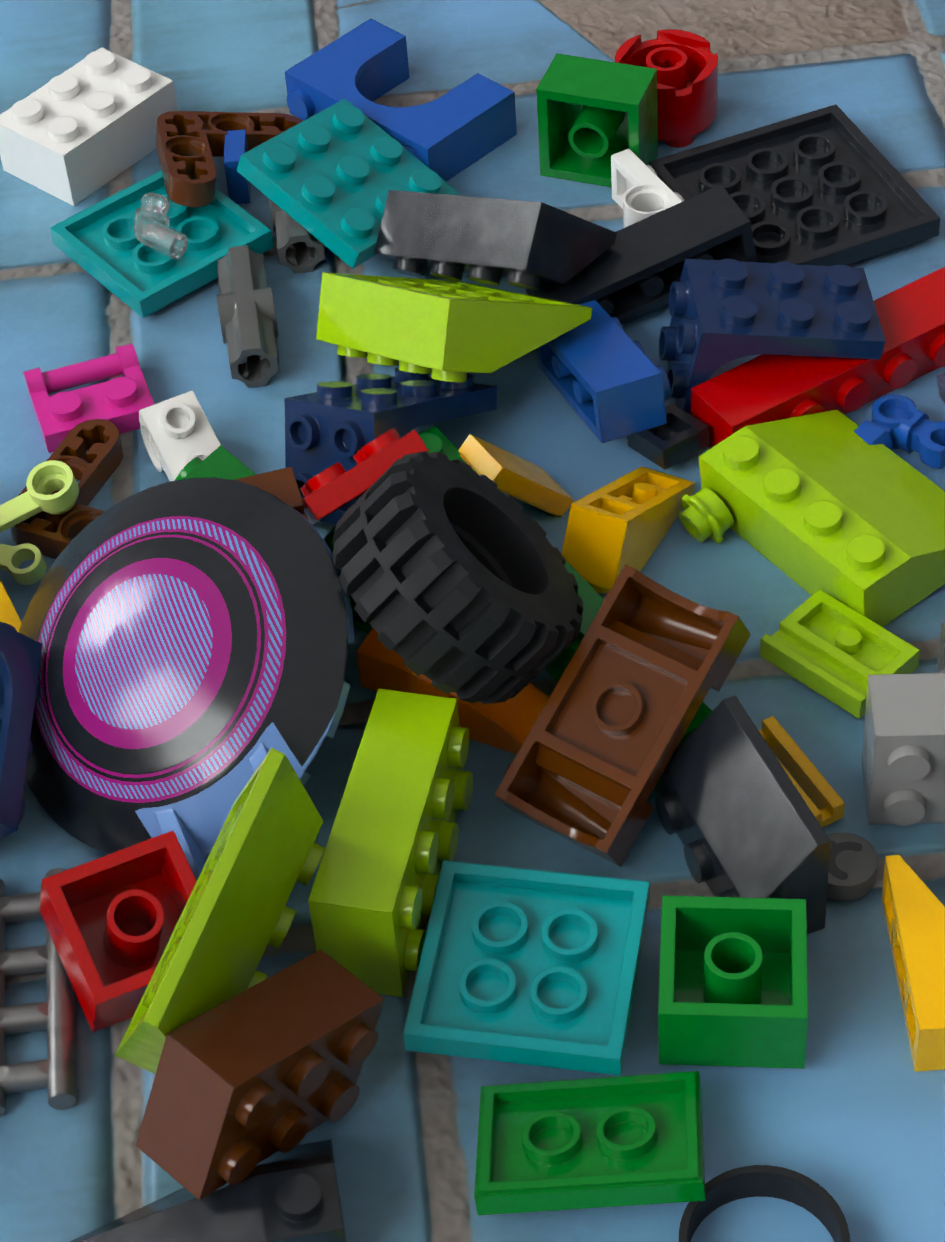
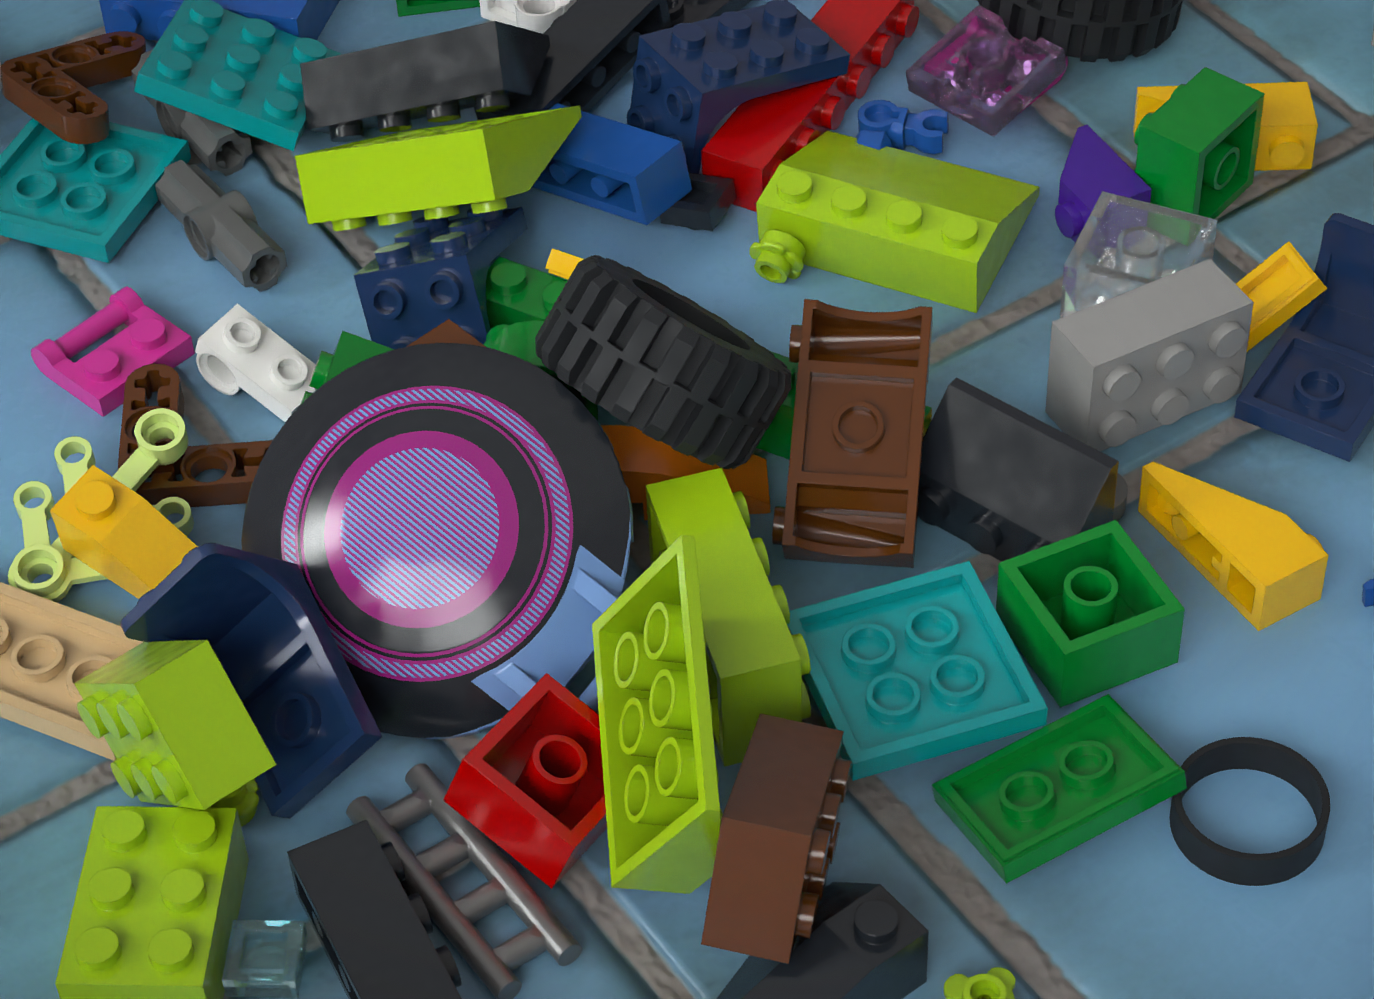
camera: 30 degrees left, 0 degrees up
(153, 228) = (73, 175): clear arm -> none
(238, 187) = (104, 84): blue tile -> none
(337, 487) = (515, 299): red plate -> none
(622, 524) = (718, 277): yellow slope -> none
(836, 651) = (981, 327): lime plate -> none

